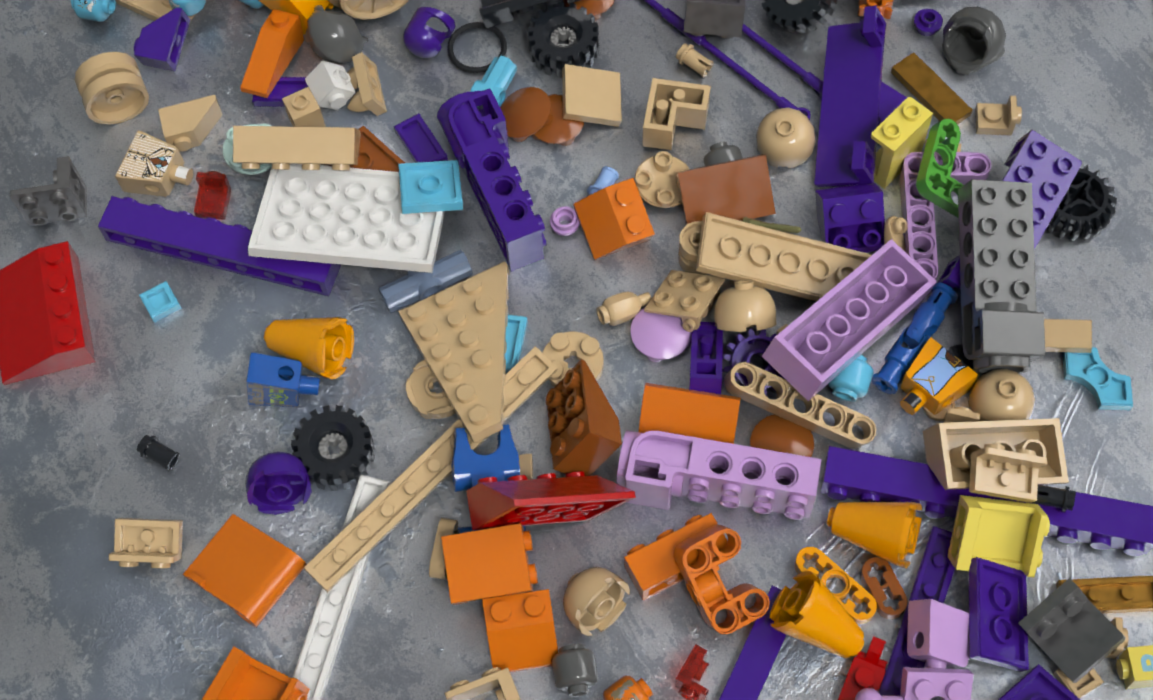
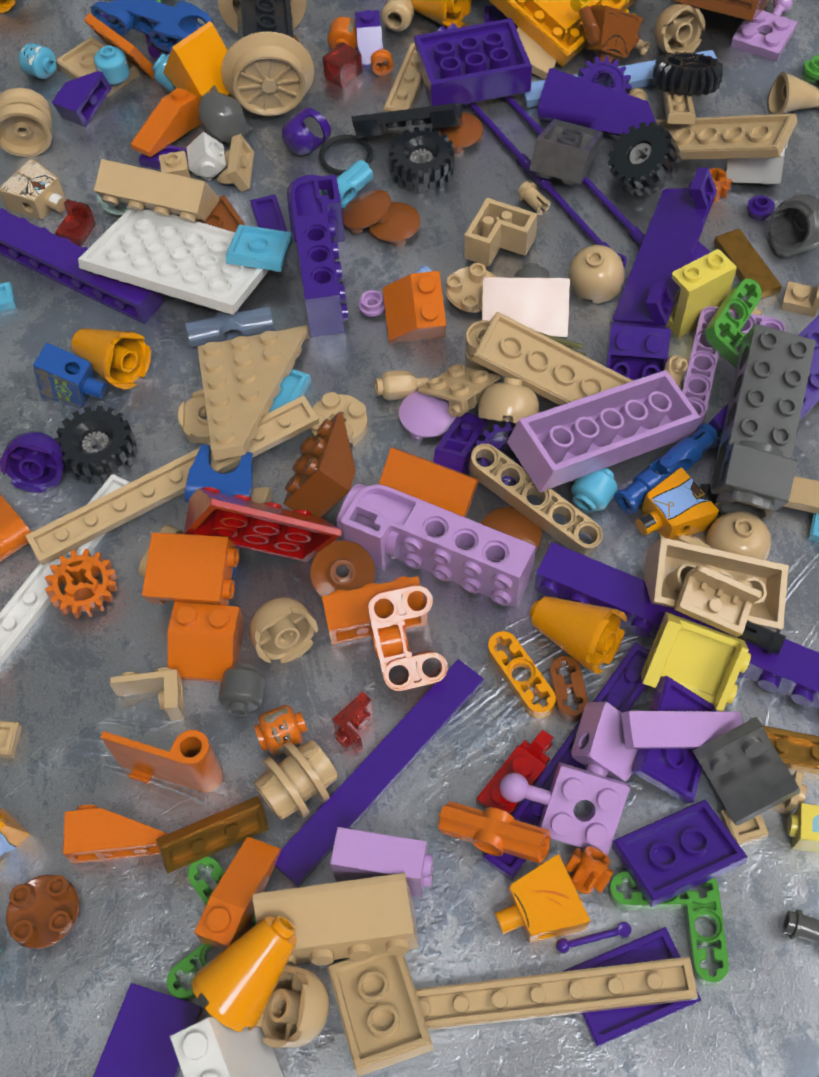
camera: 15 degrees right, 5 degrees down
(189, 122) = (77, 163): tan slope -> none
(362, 599) = (80, 571): none -> orange gear
(591, 95) = (431, 207): tan tile -> none
(647, 526) = (341, 552): none -> dark orange dish
(816, 617) = (490, 697): light orange cone -> none
(1001, 606) = (675, 728): none -> lavender tile

